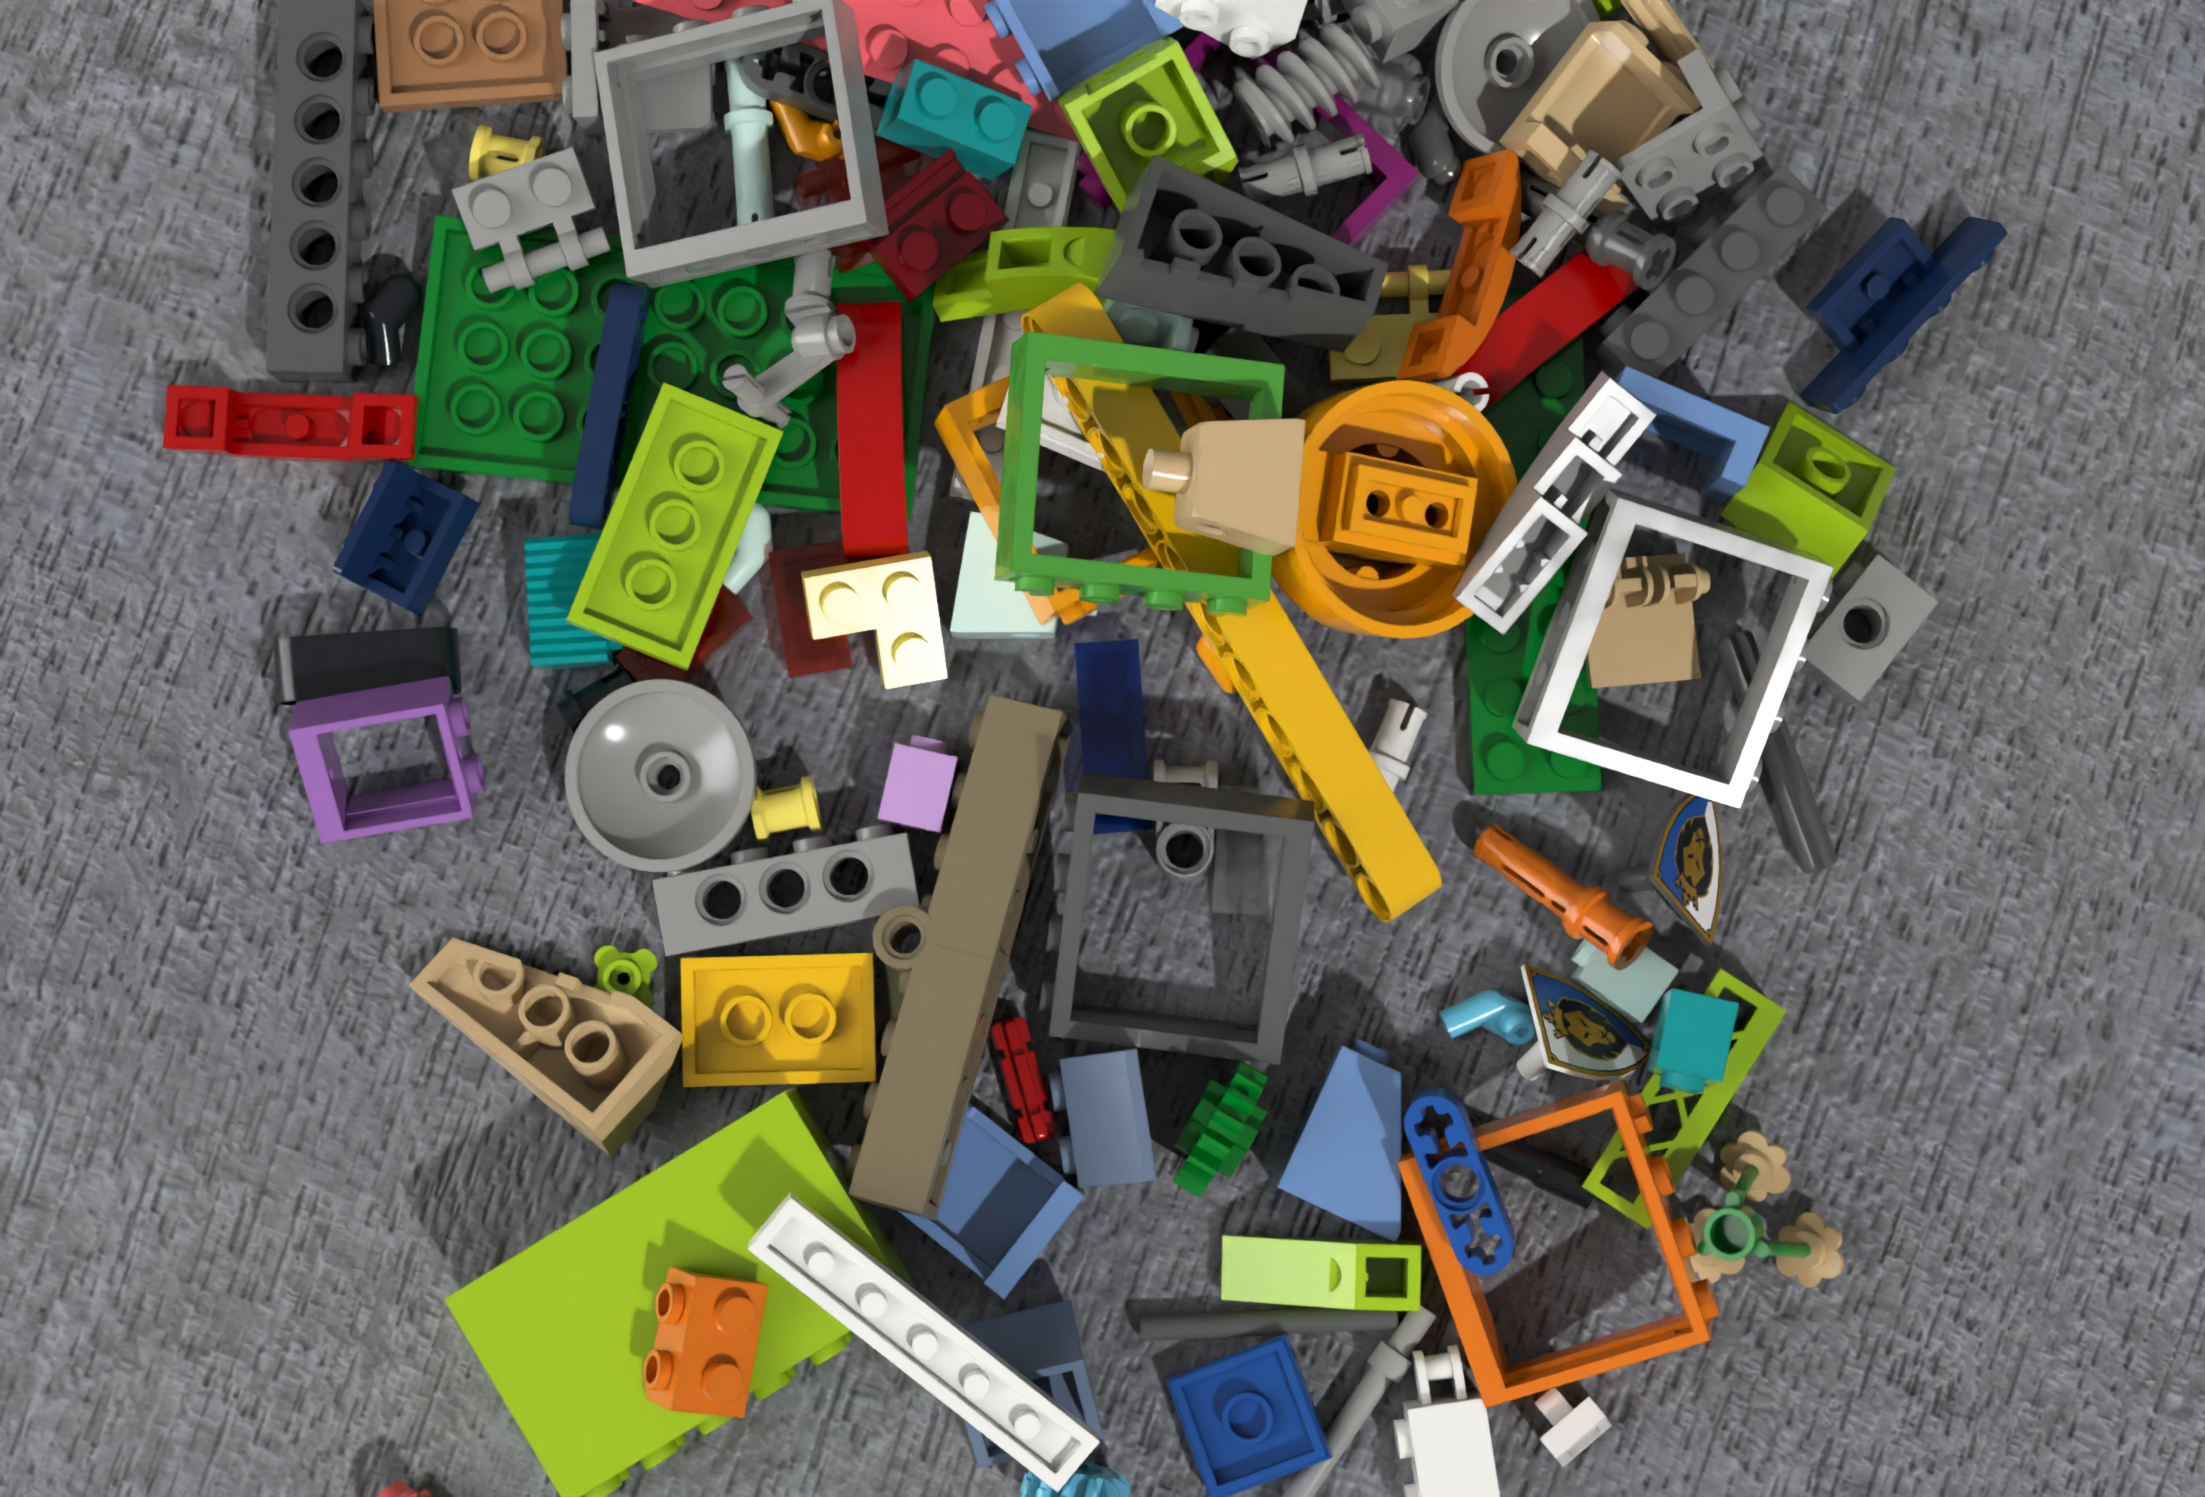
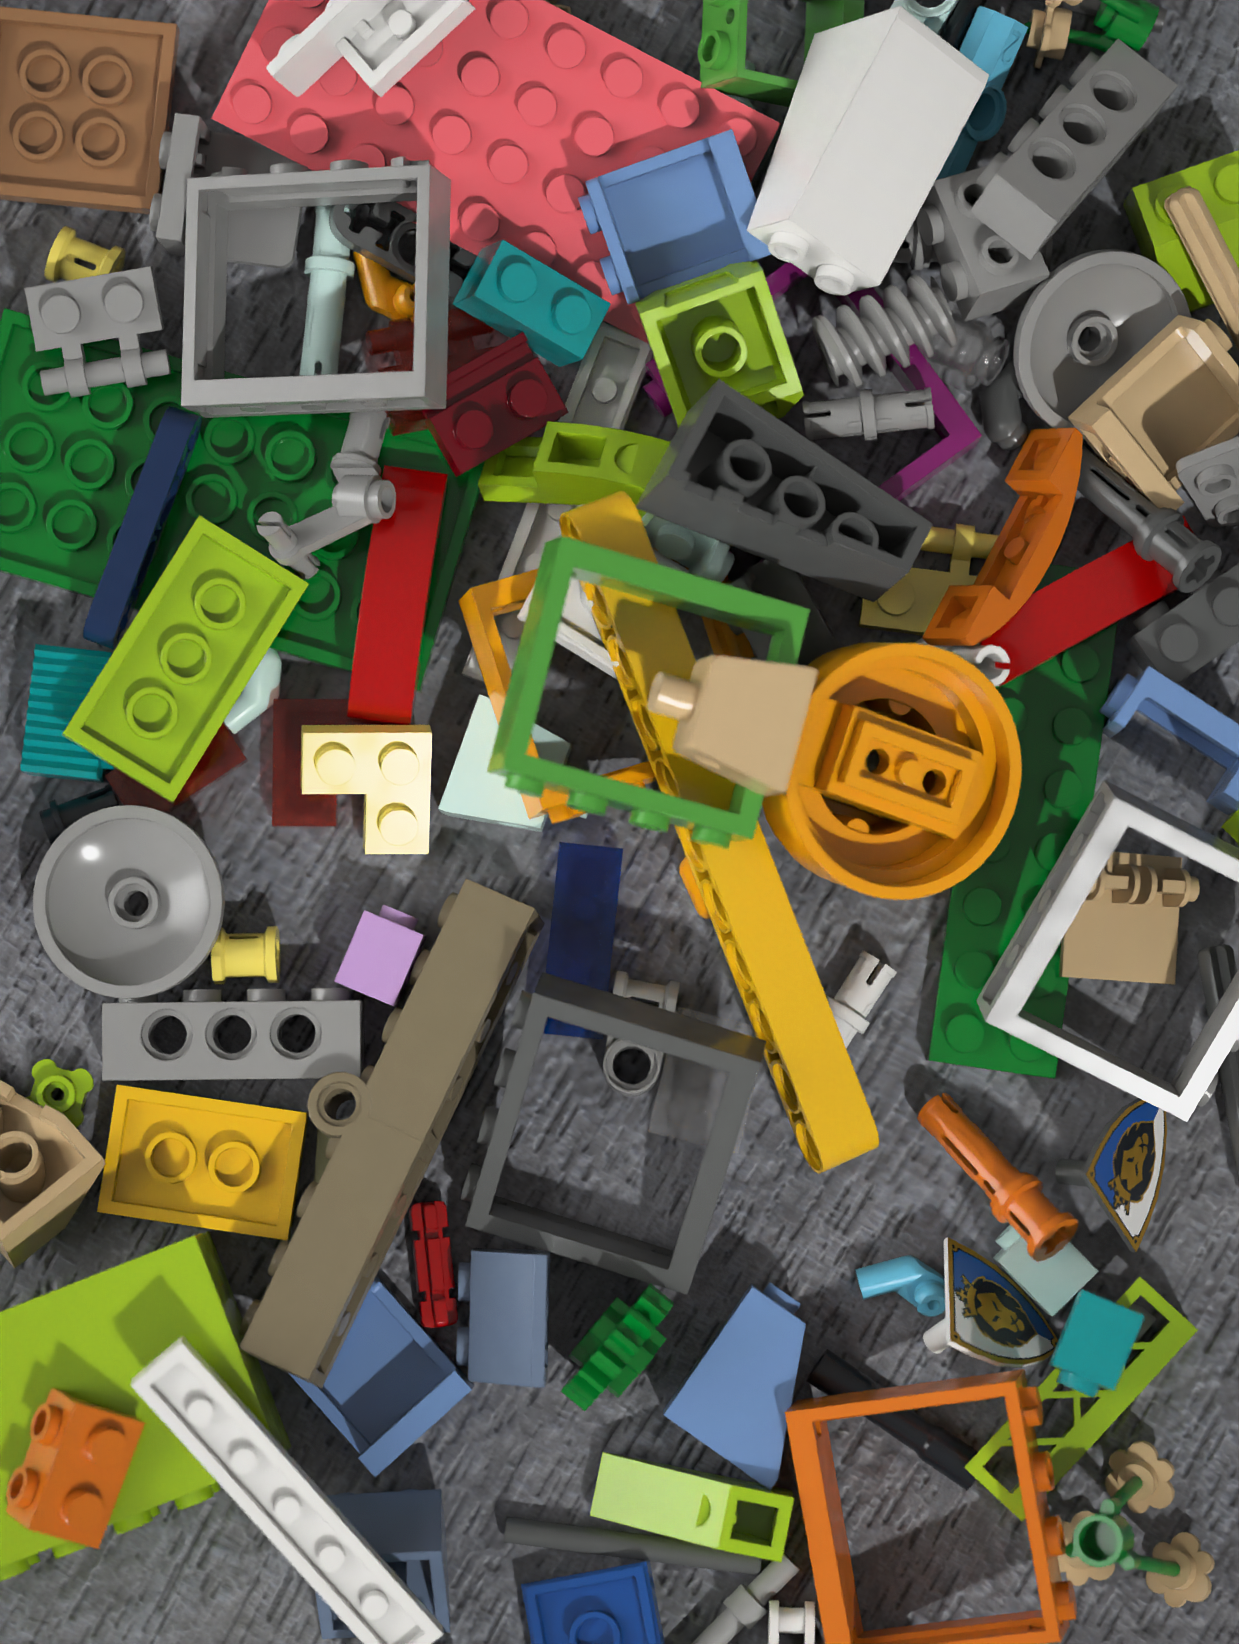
camera: 15 degrees right, 0 degrees up
(1493, 1219) = (868, 1485): blue beam -> none
(1550, 502) = (1049, 789): light grey slope -> none
(1565, 213) = (1118, 503): light grey pin -> none

